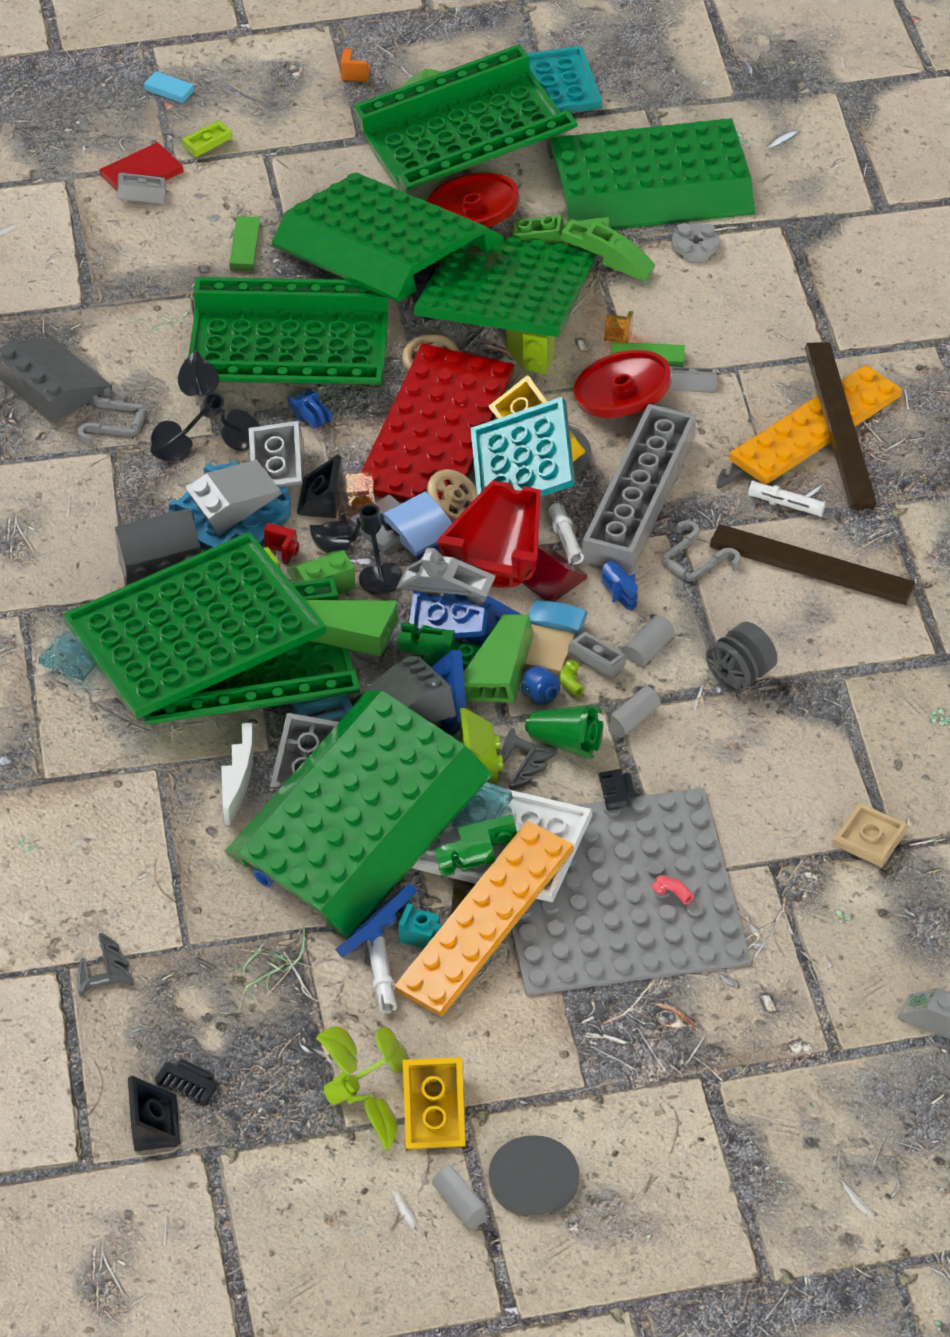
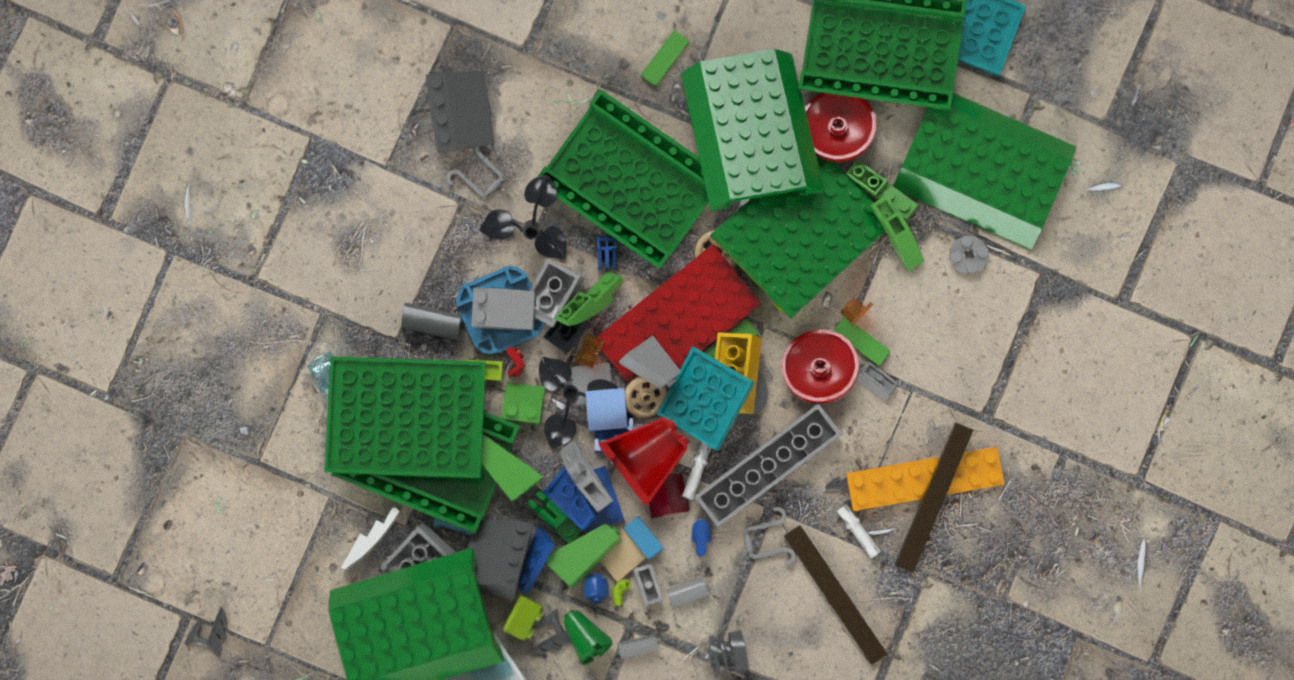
camera: 30 degrees right, 35 degrees up
(325, 445) = (588, 305): none -> bright green slope
(439, 454) = (651, 363): none -> light grey slope

